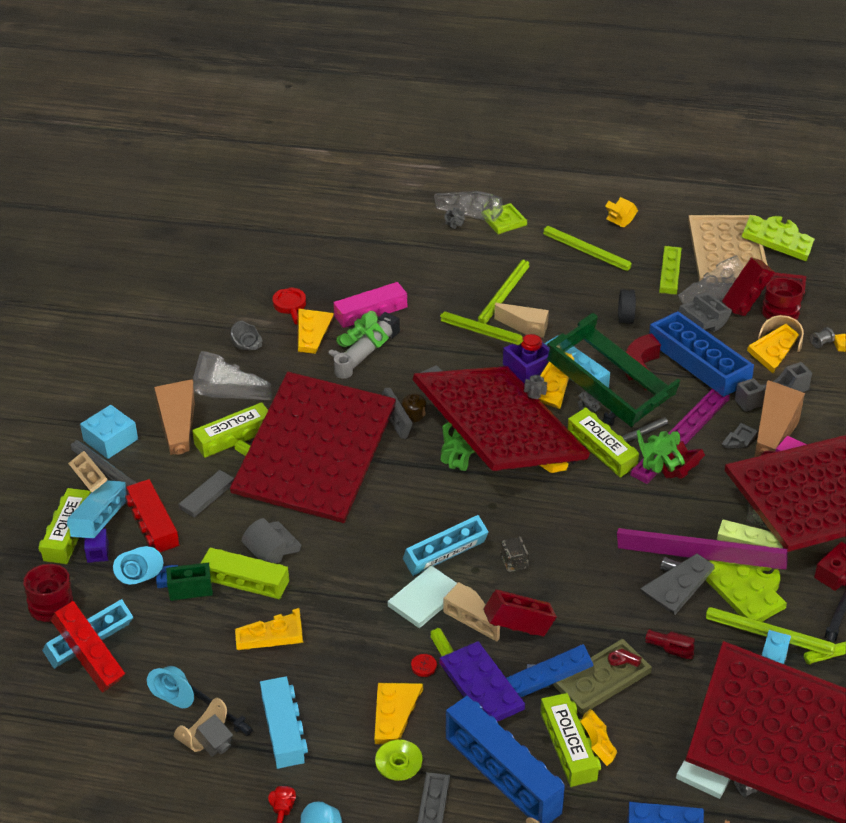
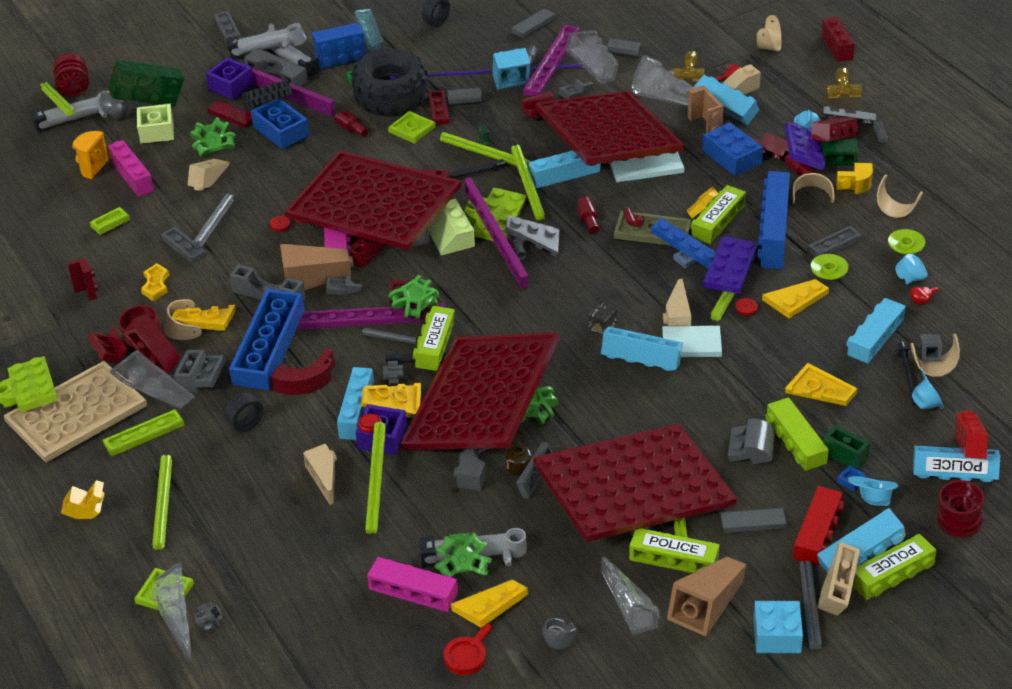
camera: 130 degrees left, 0 degrees up
(503, 292) = (290, 515): lime axle -> none
(519, 613) = (661, 269): dark red brick -> none
(535, 387) = (419, 397): dark grey gear -> none
(587, 331) = (358, 323): dark green piece -> none
(822, 337) = (163, 297): dark grey bush -> none

